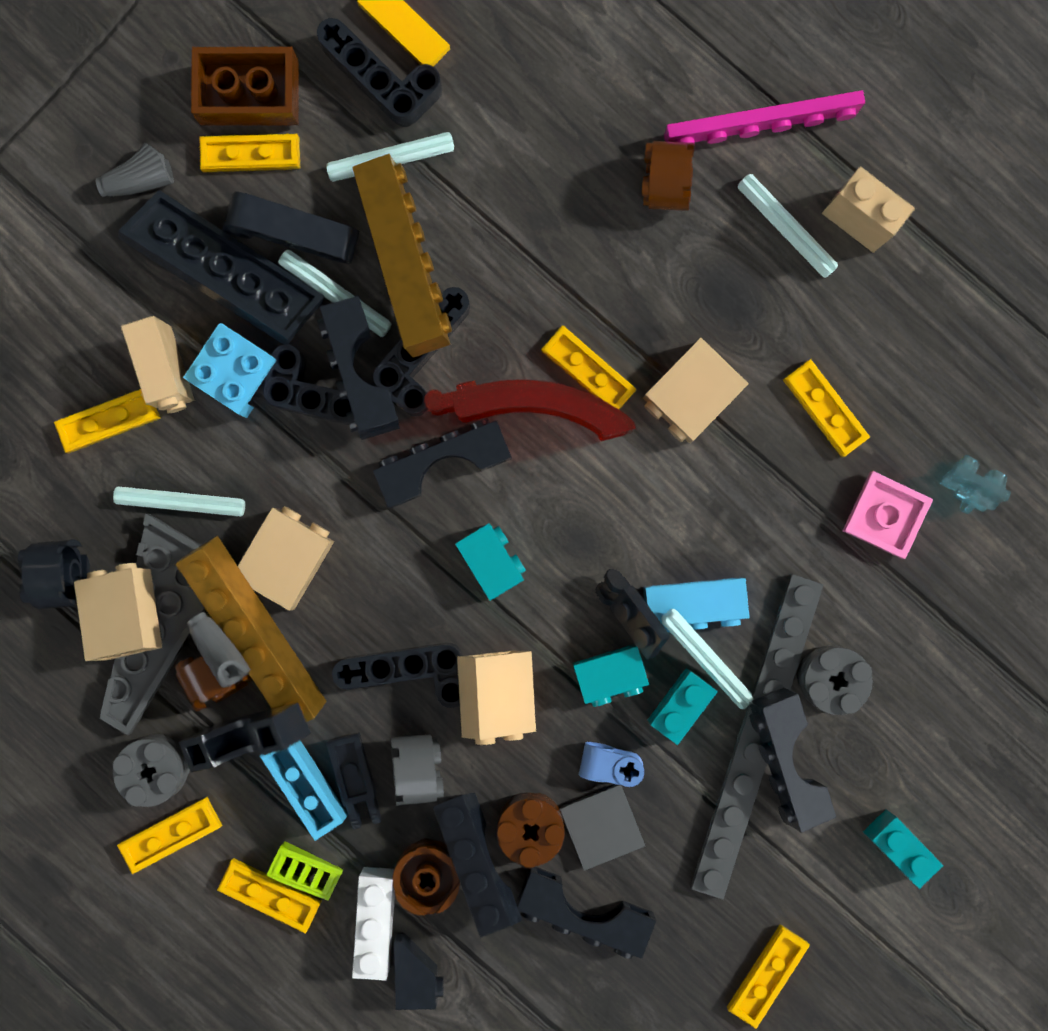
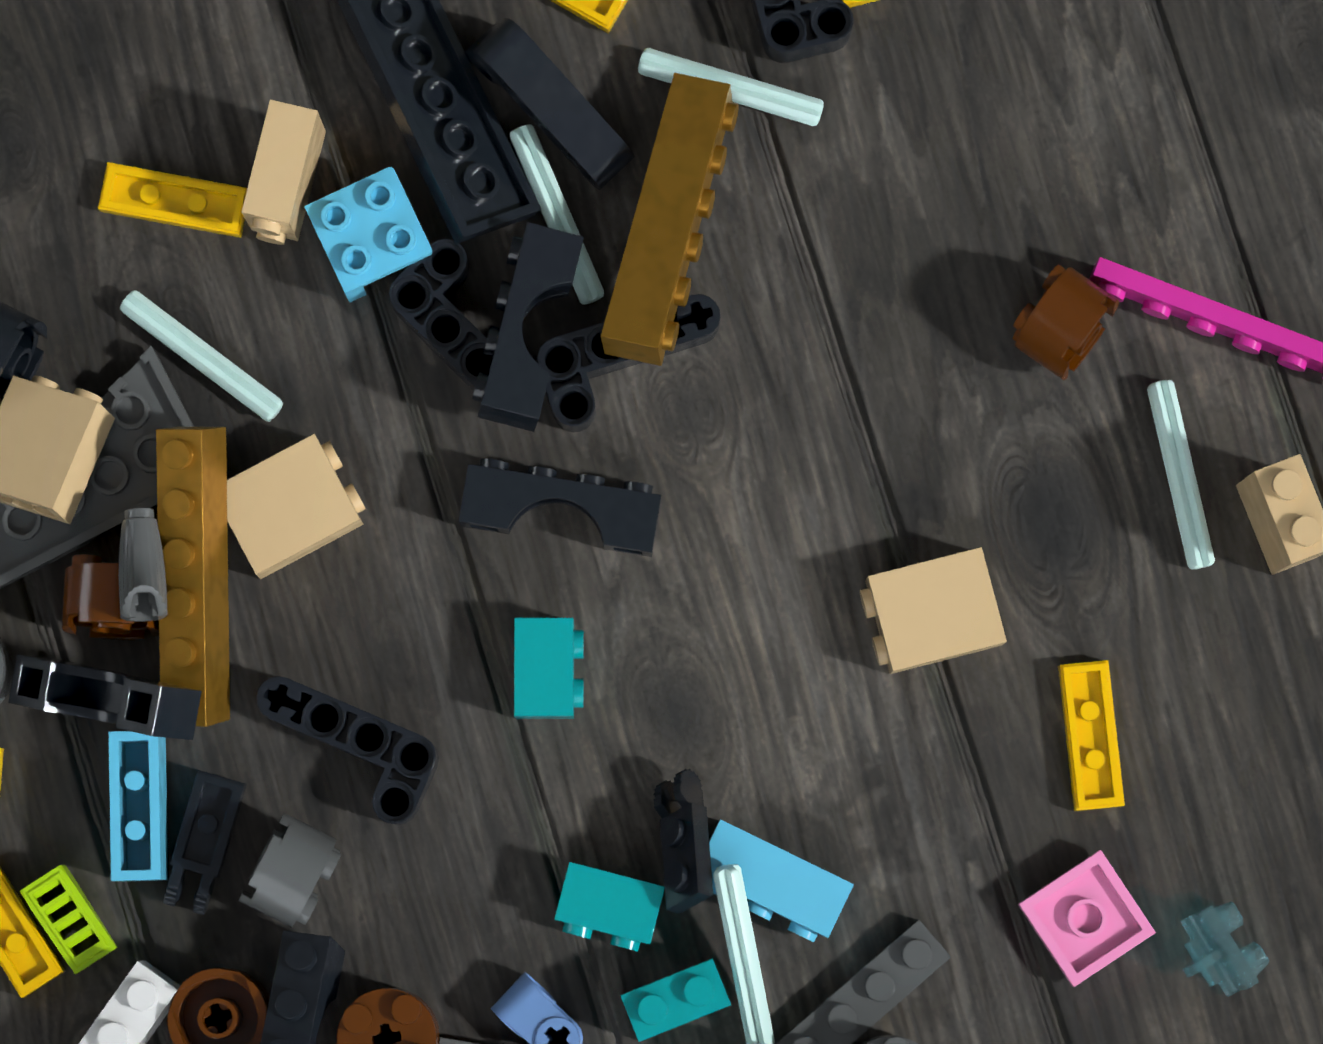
camera: 30 degrees right, 5 degrees down
(496, 696) = (449, 841): tan brick -> none
(531, 396) = (656, 460): clear red windscreen -> none
(587, 368) = (817, 503): yellow tile -> none

